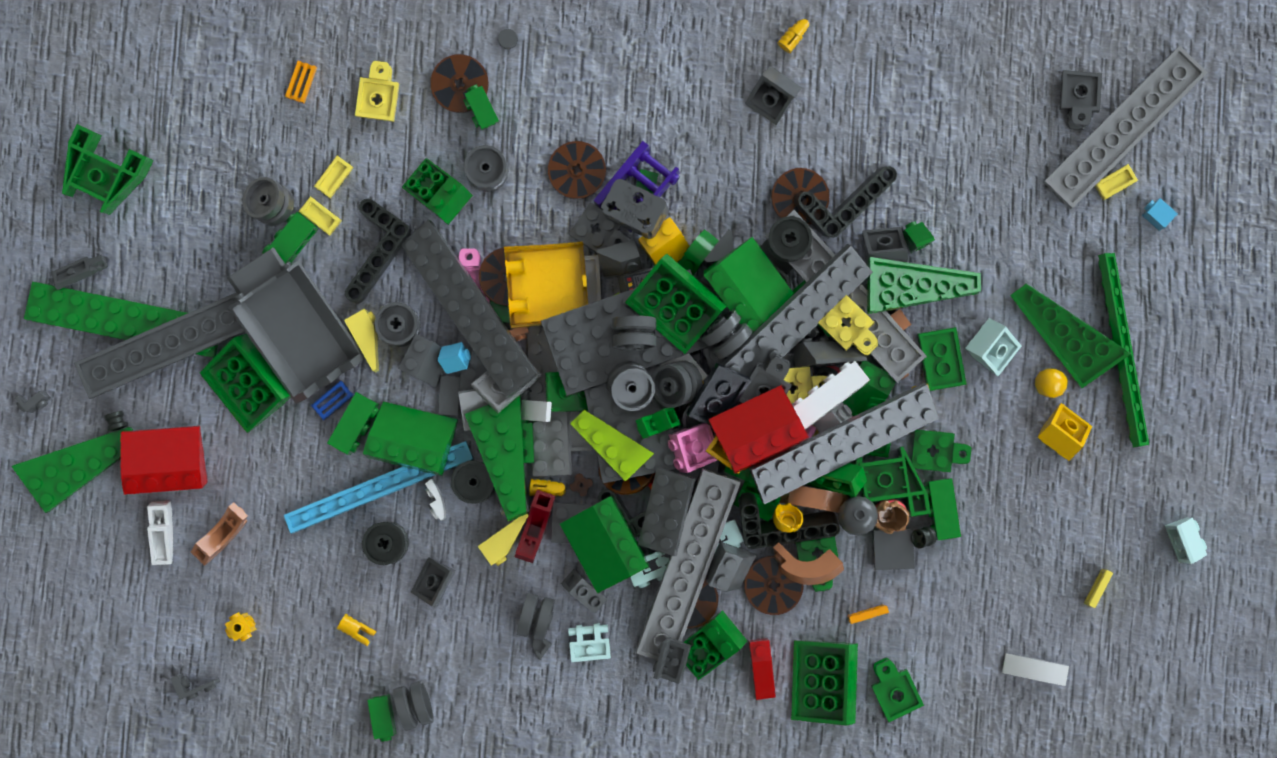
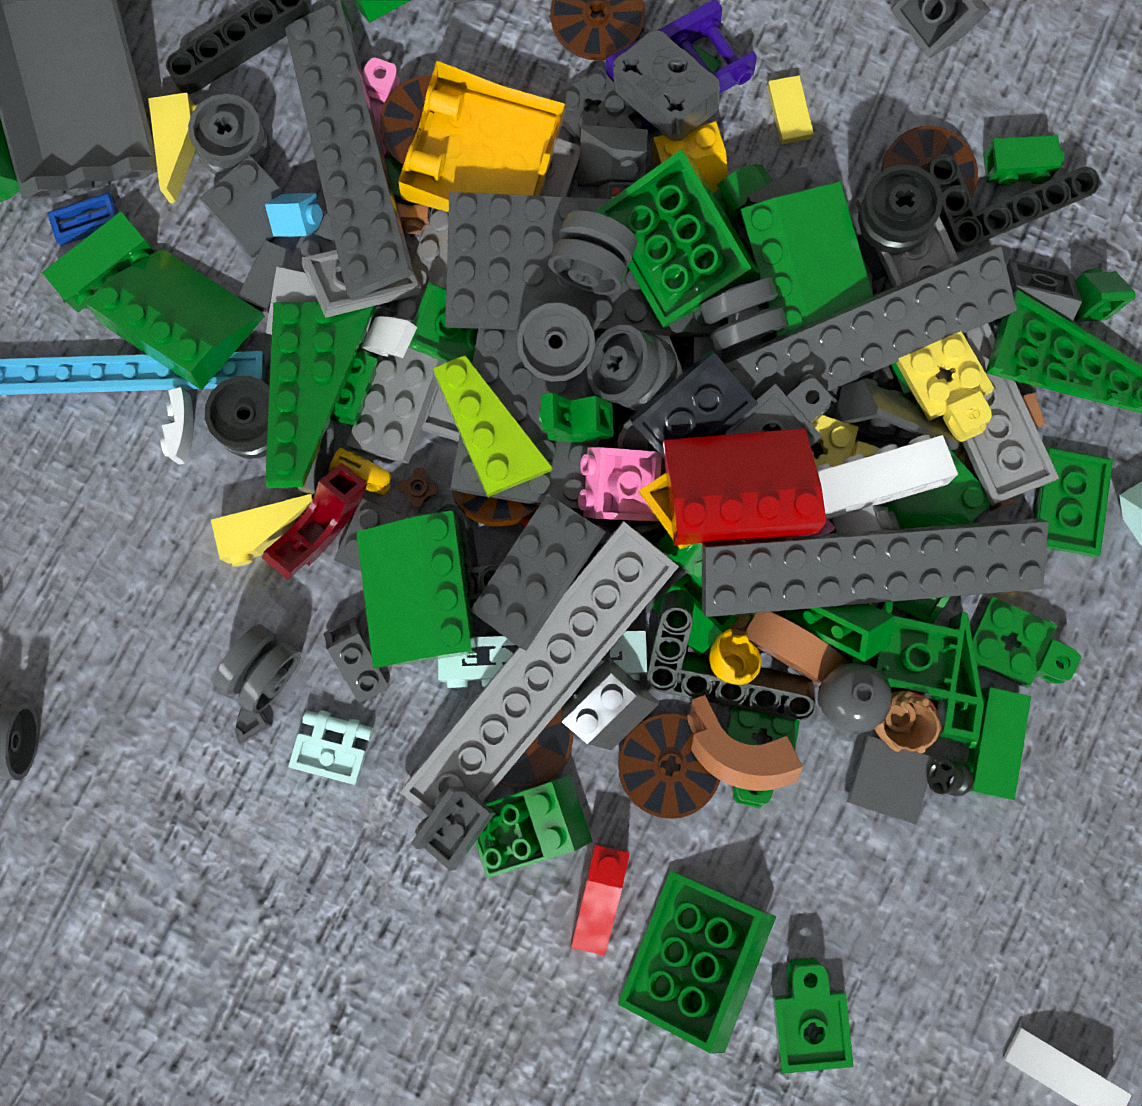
camera: 15 degrees right, 5 degrees down
(375, 549) = (67, 462): pearl dark grey wheel -> none
(433, 582) = (121, 556): dark grey slope -> none
(708, 187) = (790, 110): none -> light yellow tile
(850, 170) = (1022, 159): none -> green brick
(867, 614) = (811, 872): light orange tile -> none

